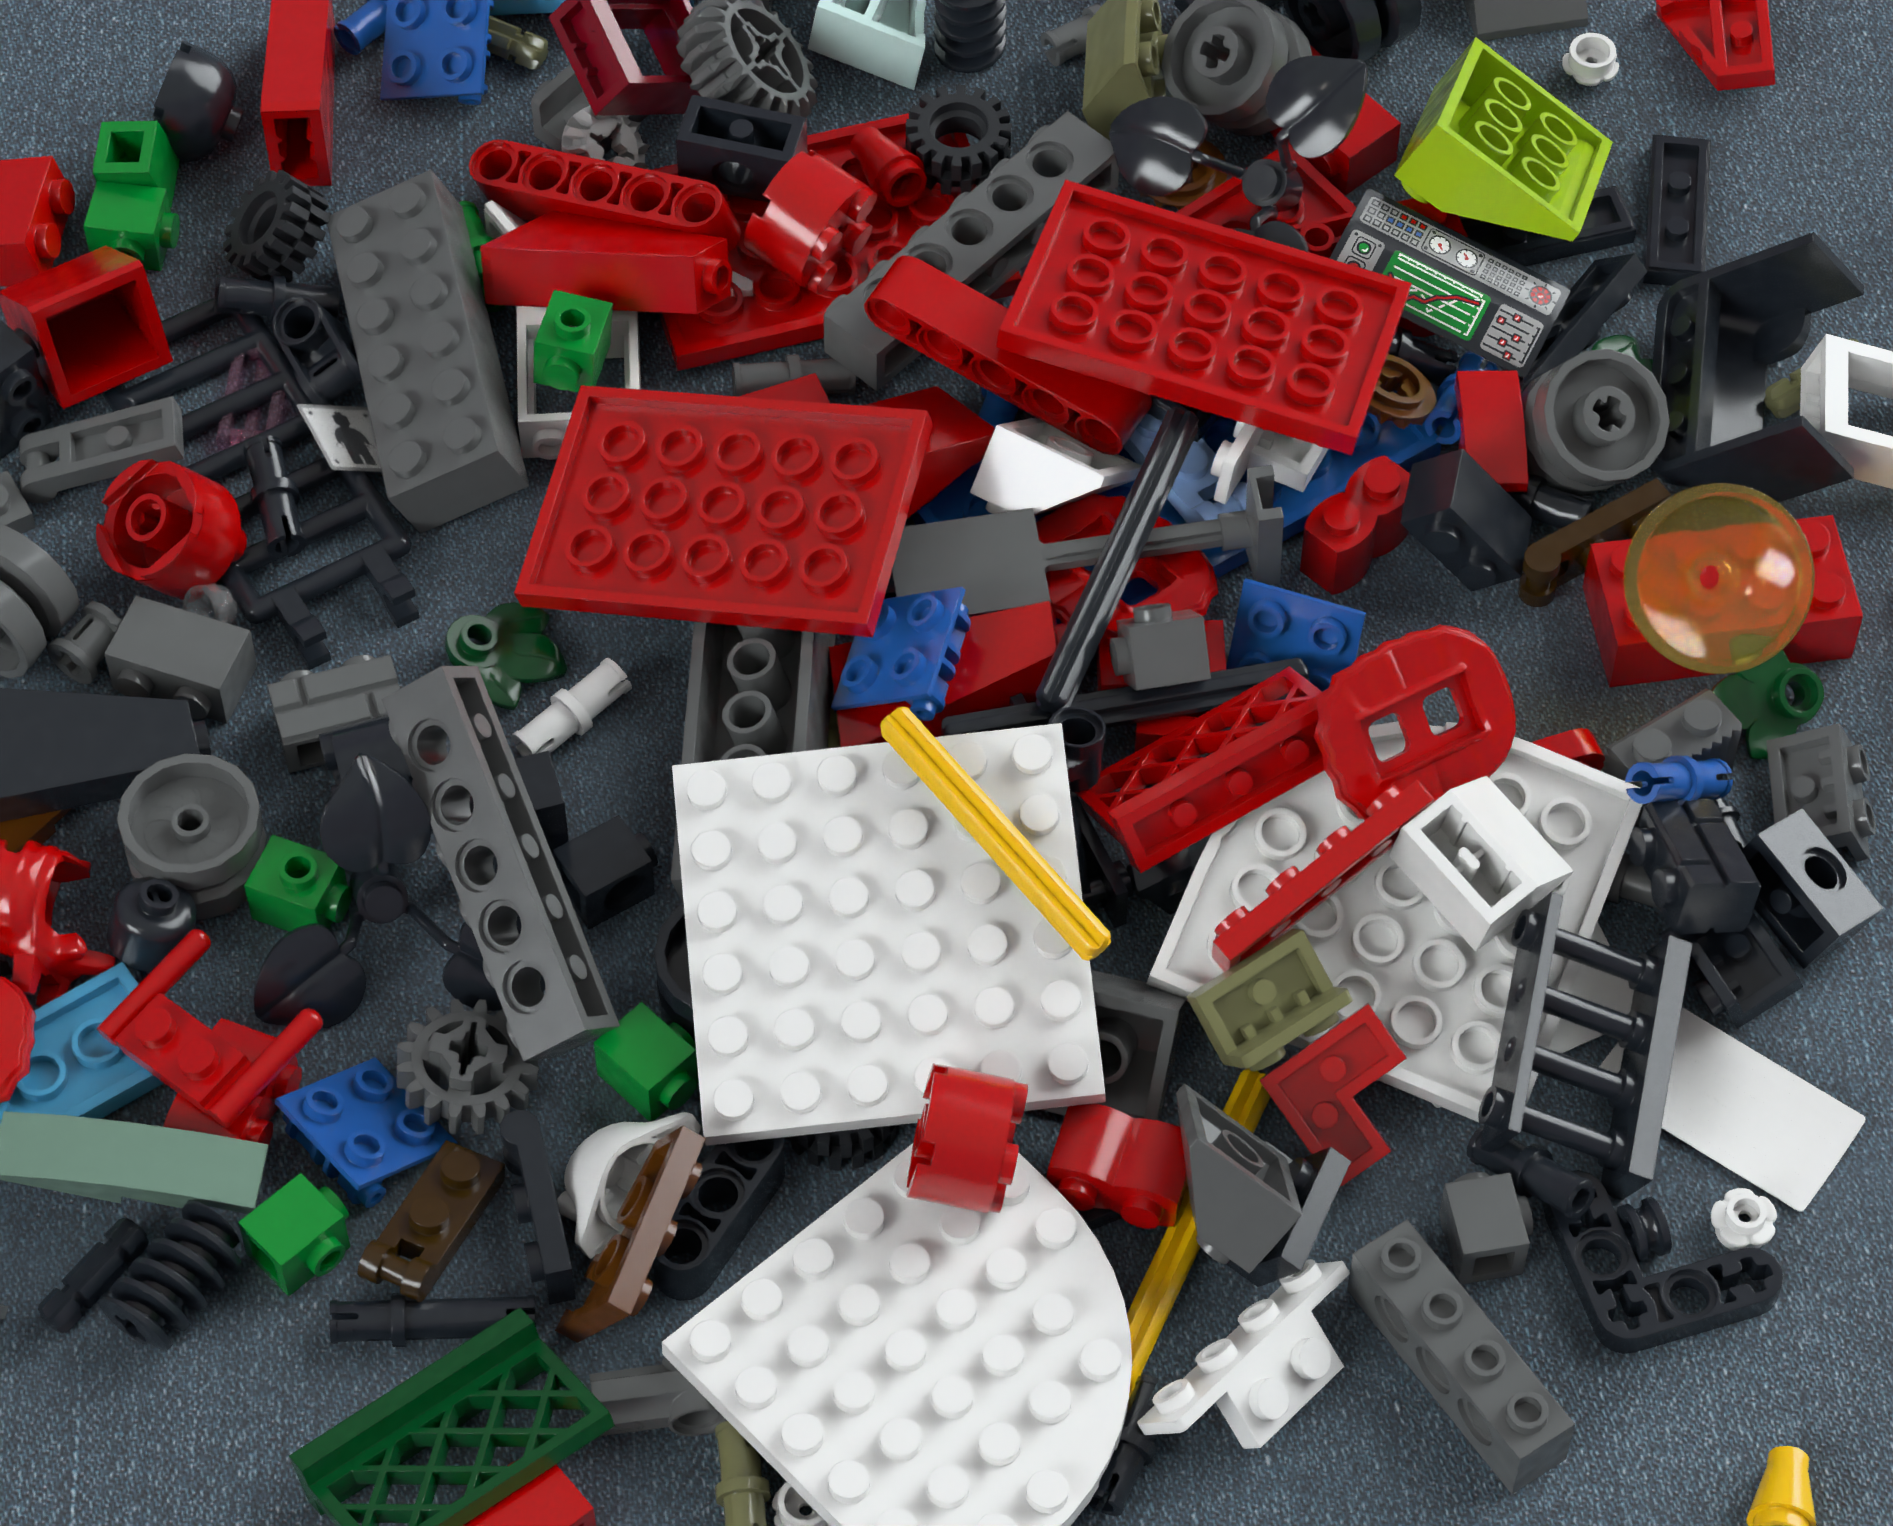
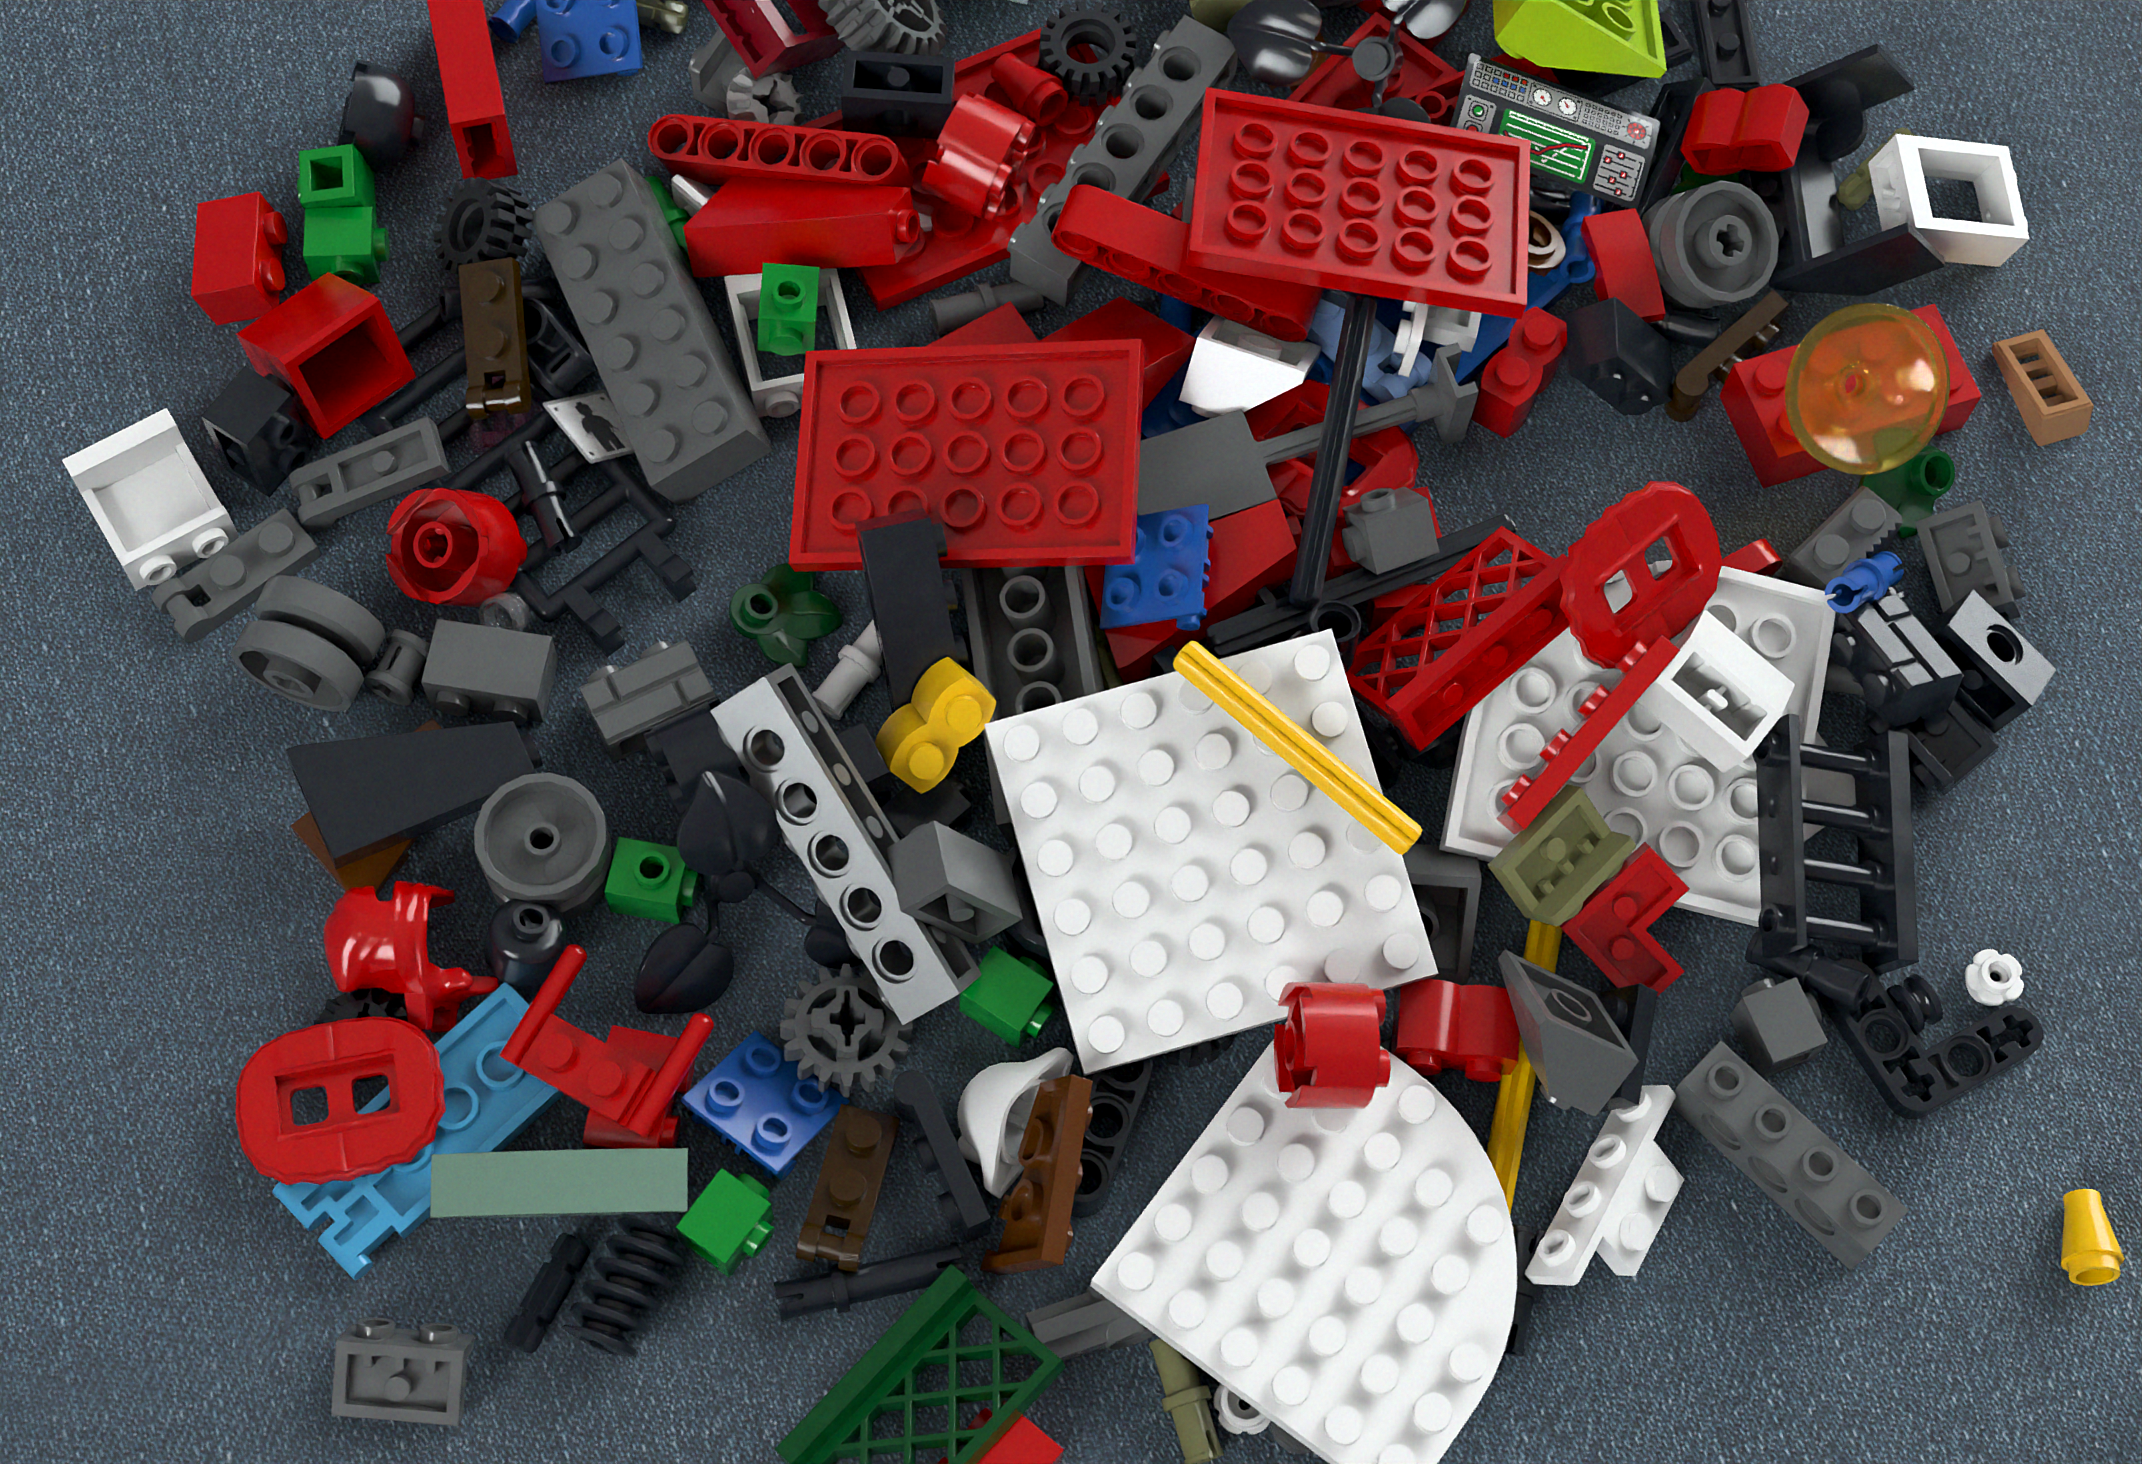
camera: 15 degrees left, 10 degrees up
(261, 331) = (494, 337): none -> dark brown plate
(605, 920) = (954, 883): none -> dark grey brick
(611, 778) = (925, 735): none -> yellow brick
(628, 676) = (909, 598): none -> black brick
(1289, 625) = (1488, 486): blue hinge -> none
(1660, 309) = (1745, 130): none -> red brick
(1752, 1113) = (1980, 876): white sticker -> none

